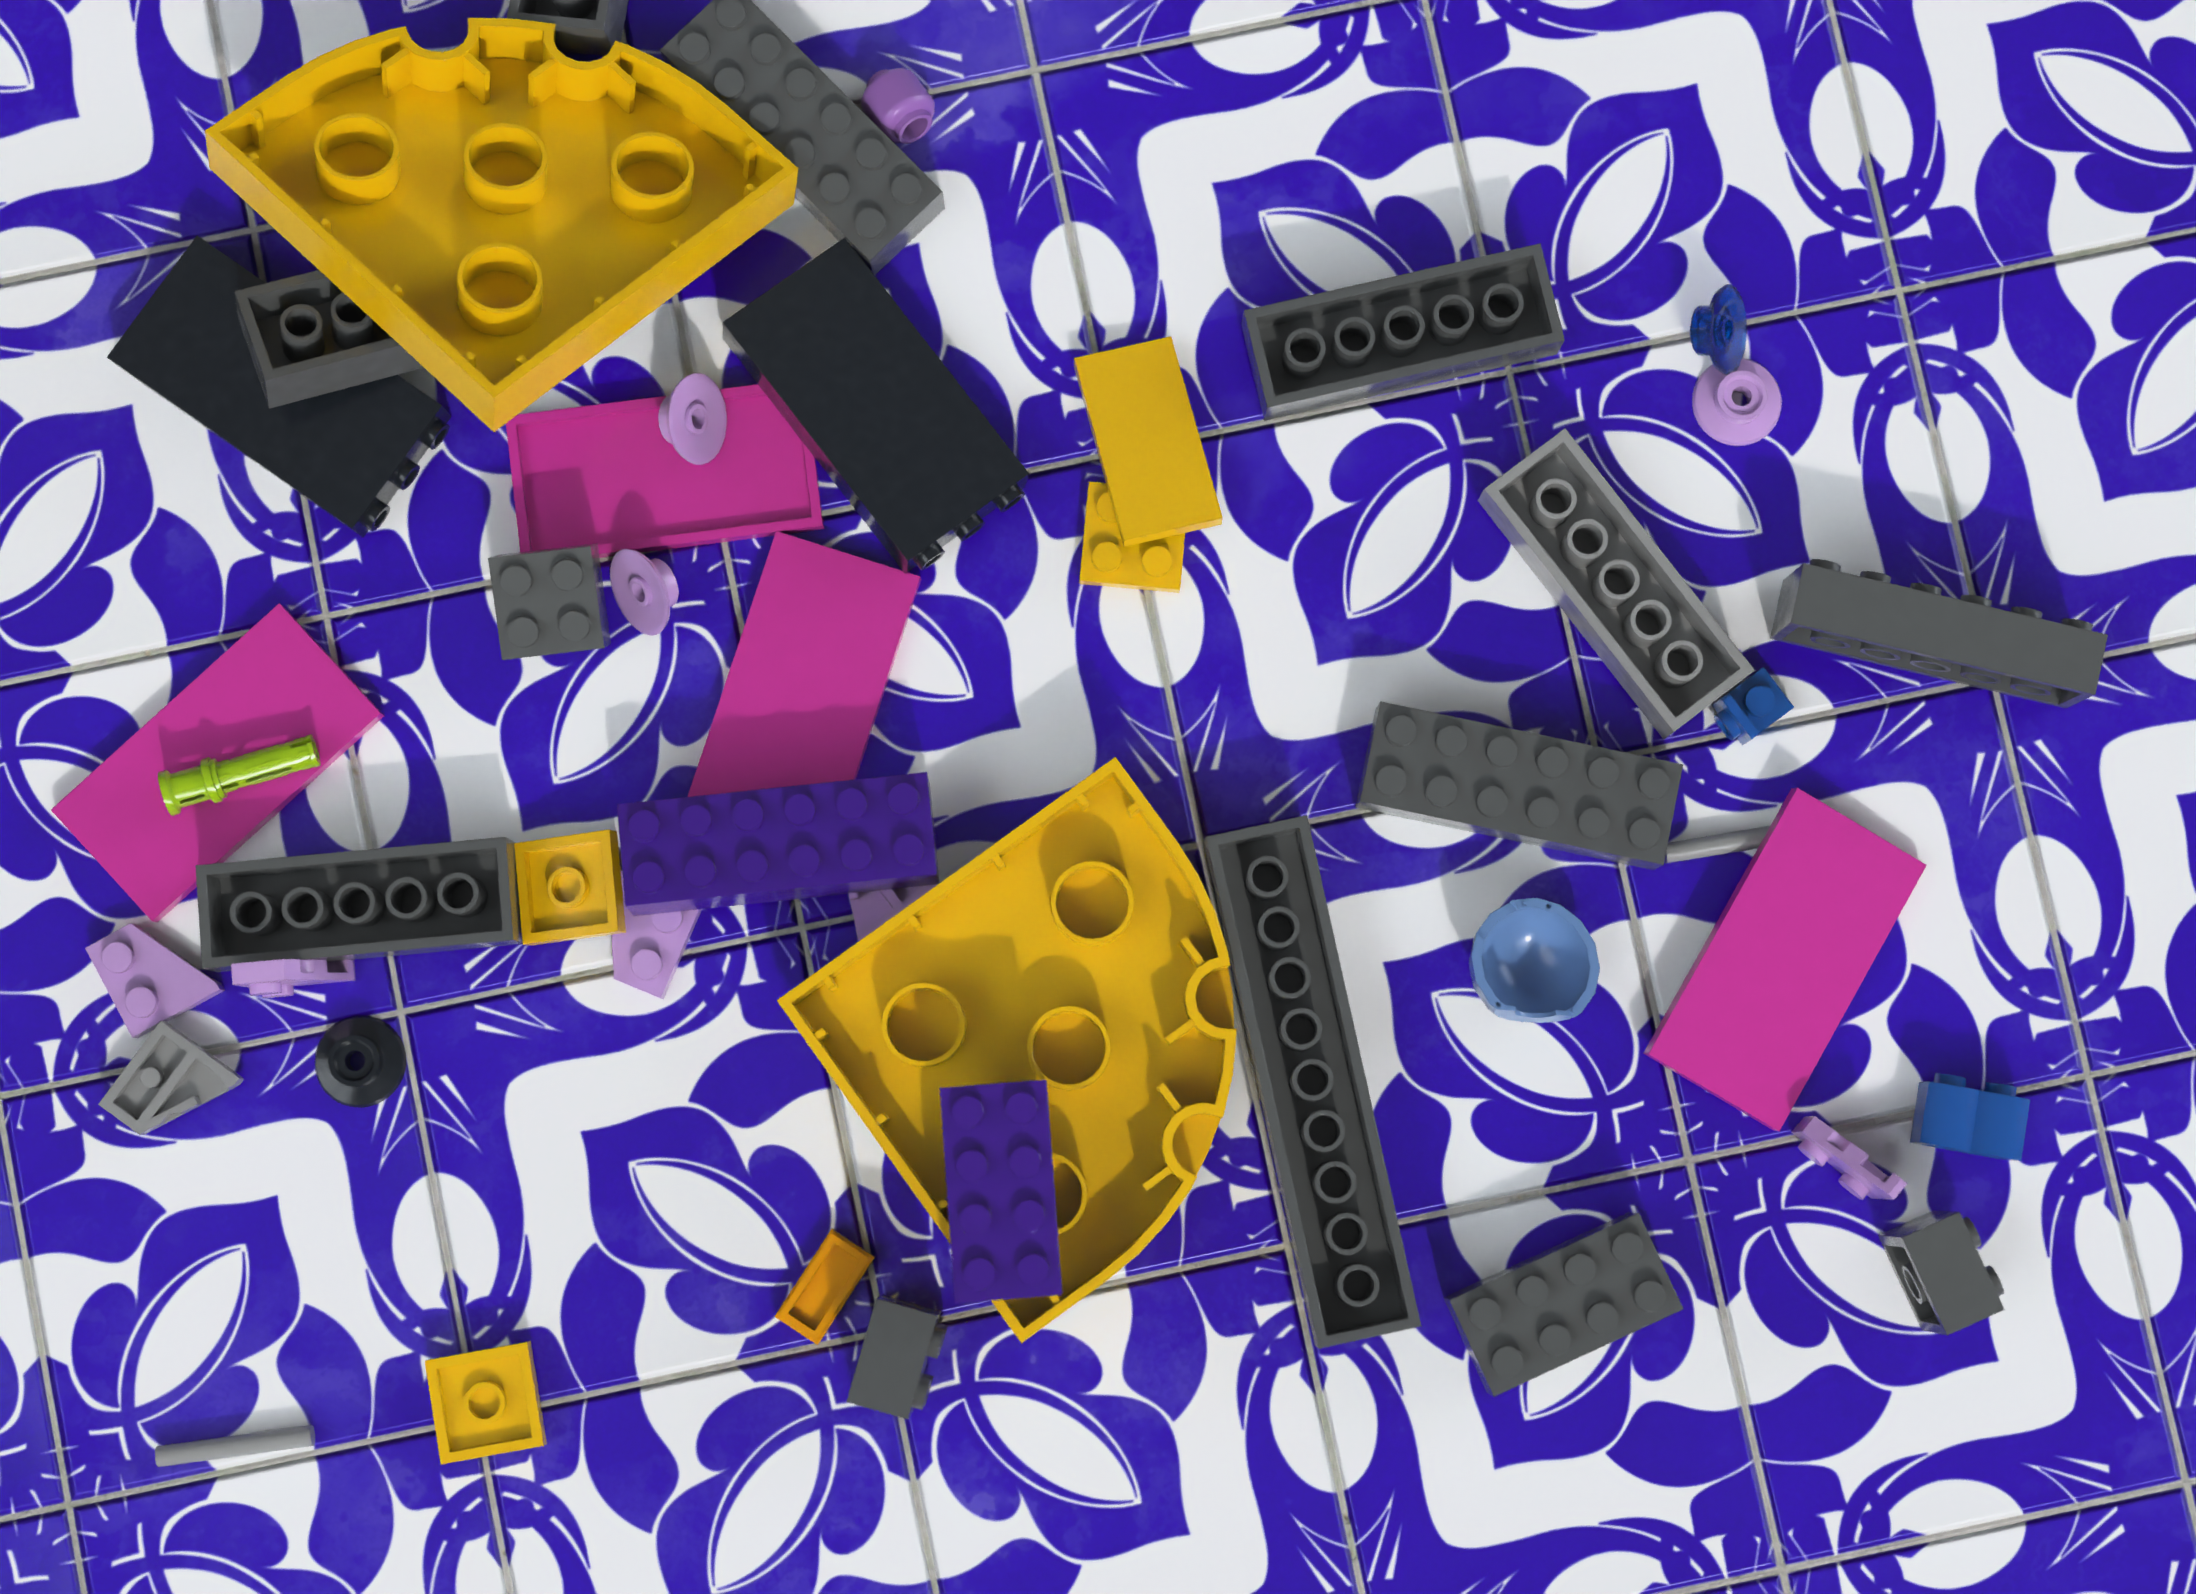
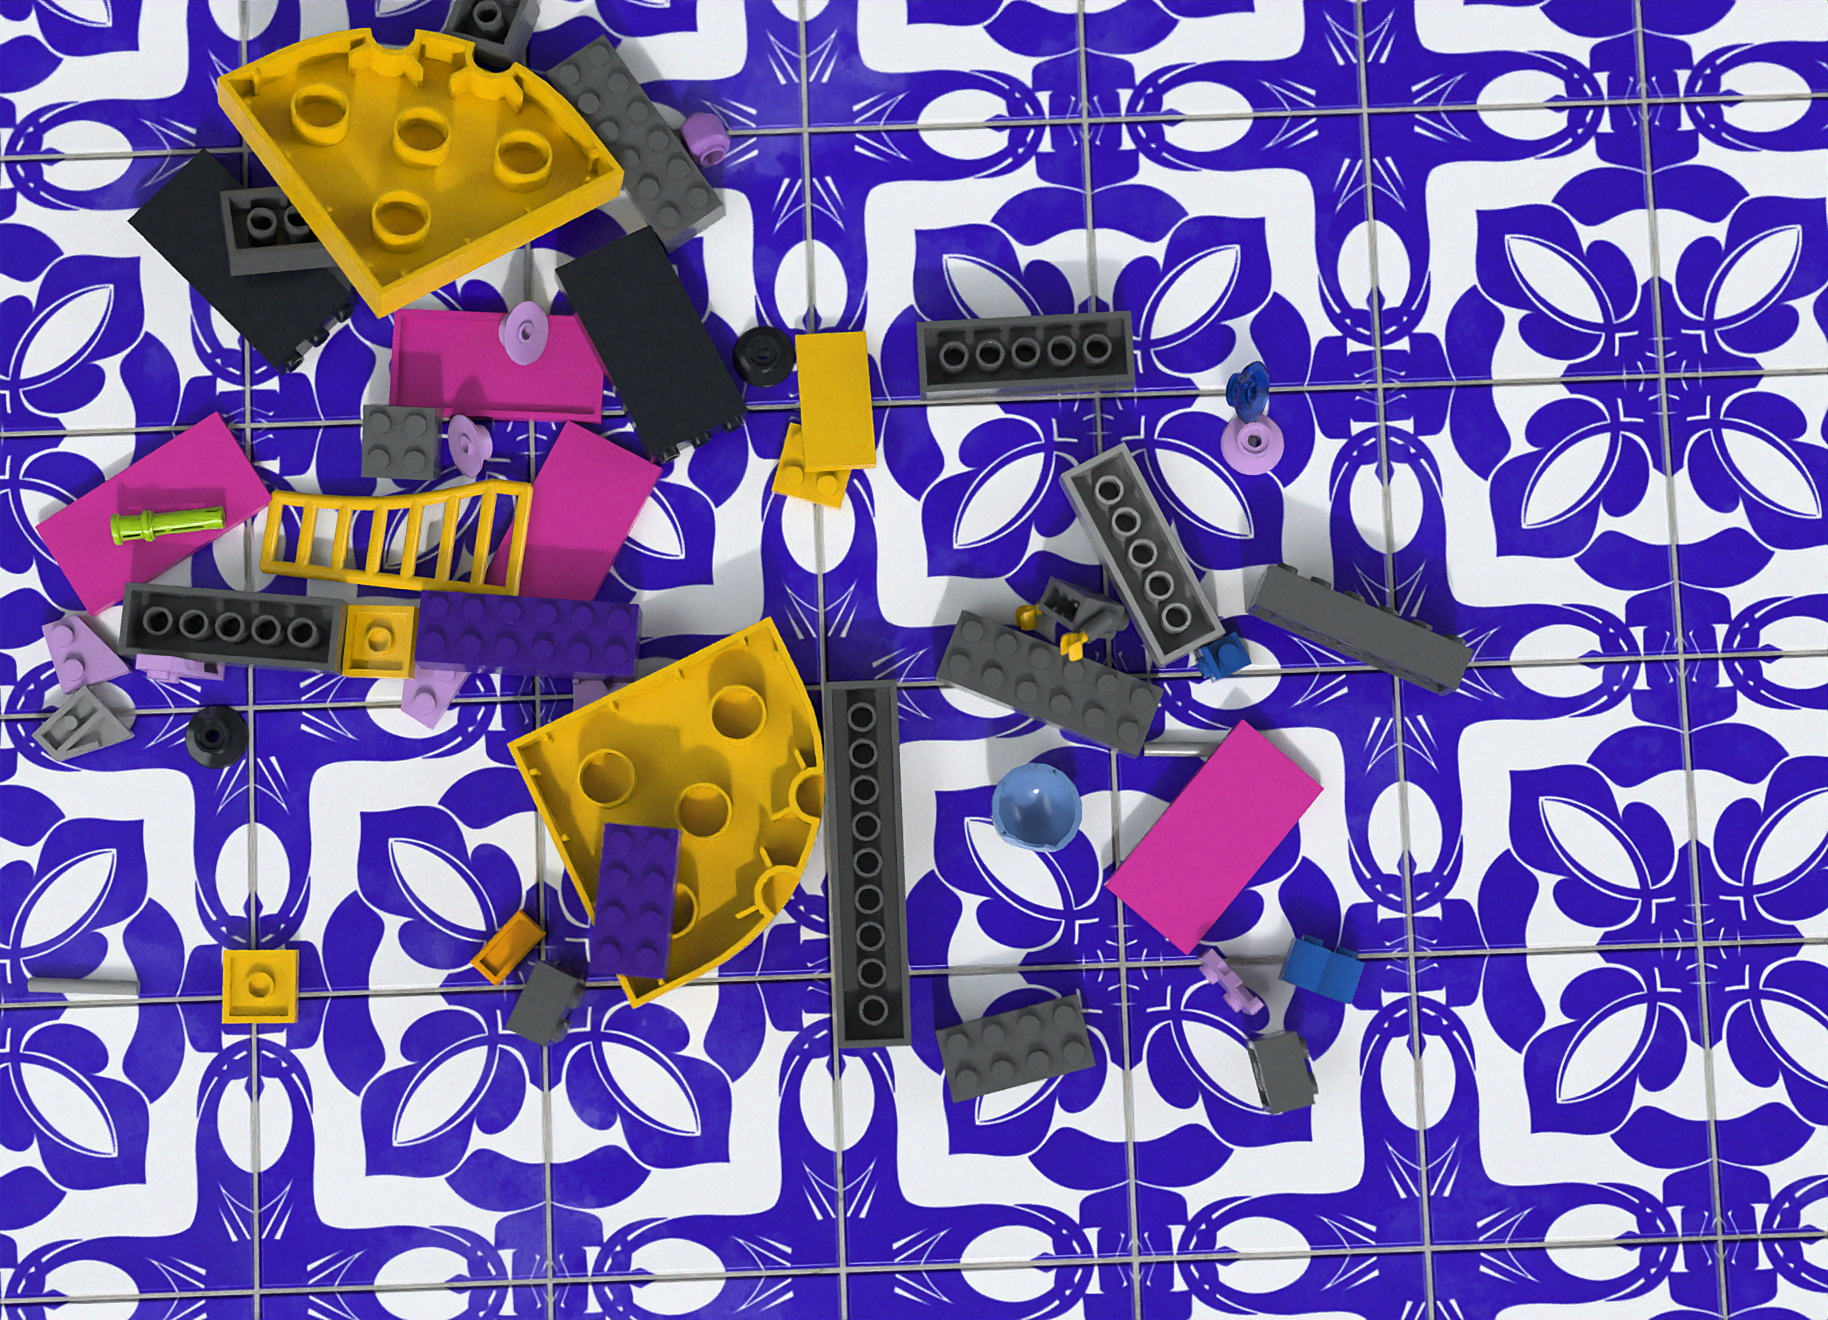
camera: 10 degrees right, 0 degrees up
(584, 685) = (416, 503): none -> yellow bar
(1040, 417) = (771, 370): none -> black piece
(1542, 673) = (1077, 609): none -> dark grey torso

